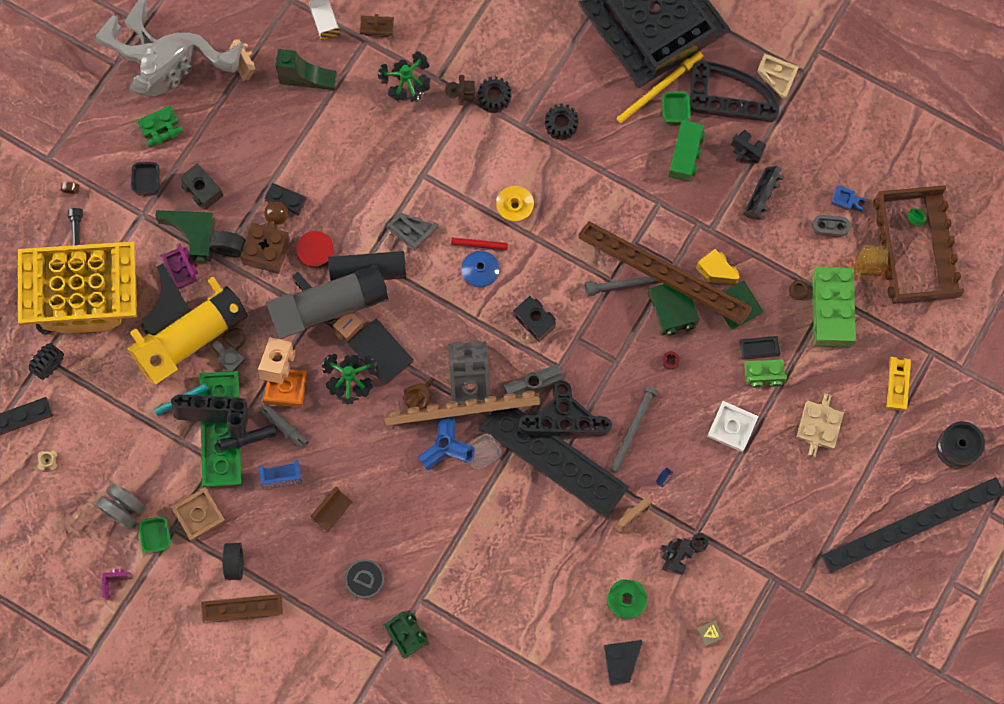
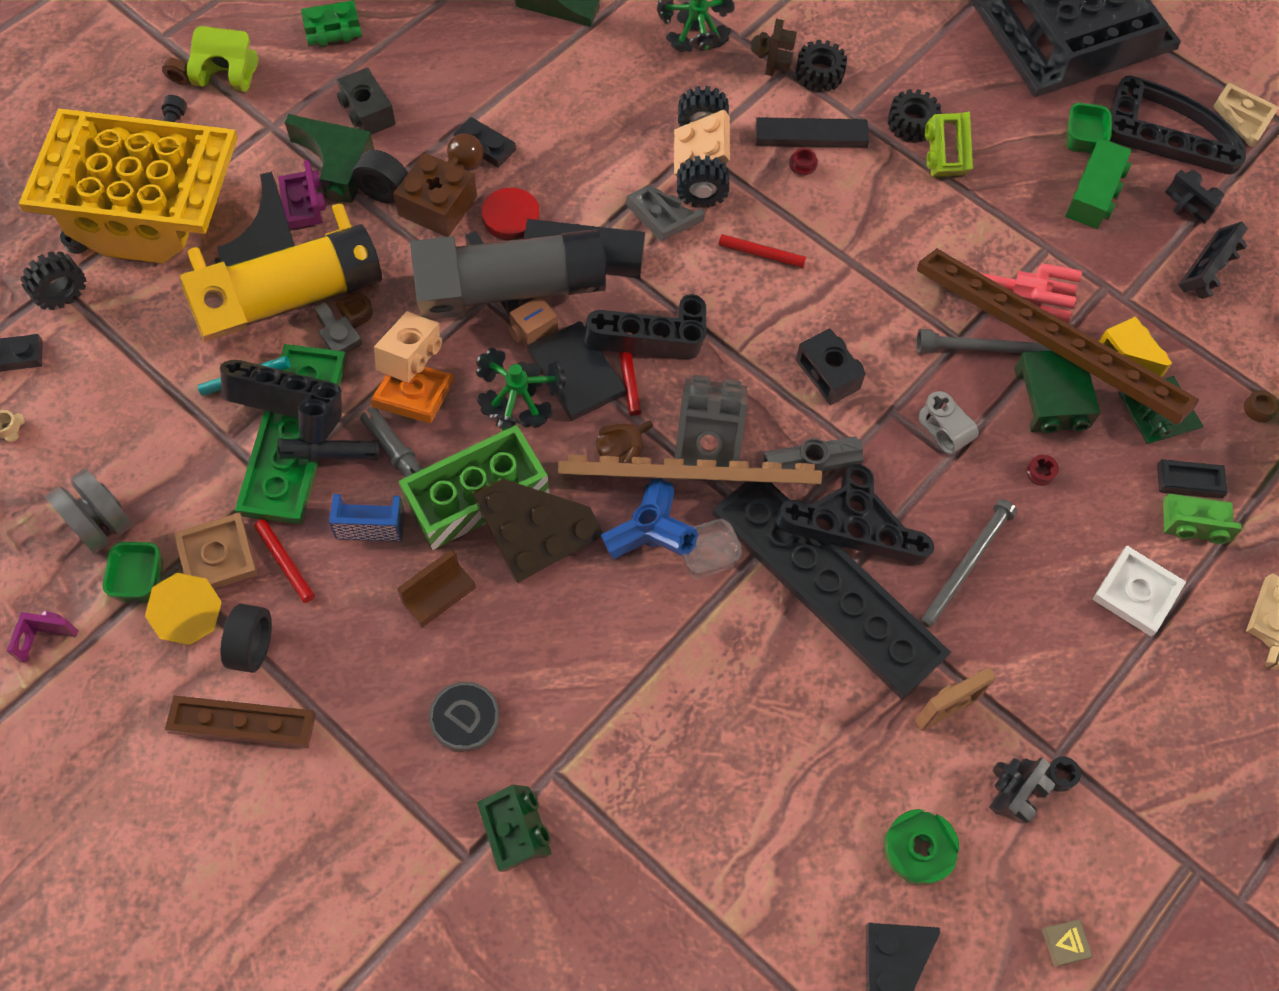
camera: 10 degrees right, 10 degrees down
(94, 167) = (221, 50): none -> lime piece
(145, 178) = (289, 79): black piece -> none
(191, 551) = (183, 608): none -> yellow piece
(238, 509) = (284, 561): none -> red bar
(338, 443) = (442, 492): none -> bright green brick
(379, 460) = (534, 525): none -> dark brown plate
(412, 346) = (630, 383): none -> red bar
(416, 318) = (608, 330): none -> black beam
(428, 178) = (702, 147): none -> plate
(480, 277) = (756, 295): blue dish -> none
(495, 172) = (803, 161): none -> dark red plate
(496, 147) = (811, 132): none -> black tile
(515, 195) = (827, 196): yellow dish -> none
(594, 140) = (936, 156): none -> lime window
(612, 344) = (949, 425): none -> light grey piece
(654, 238) = (1040, 290): none -> coral plant
(664, 477) = (1013, 649): clear blue tile -> none
(686, 65) = (1106, 81): yellow bar -> none

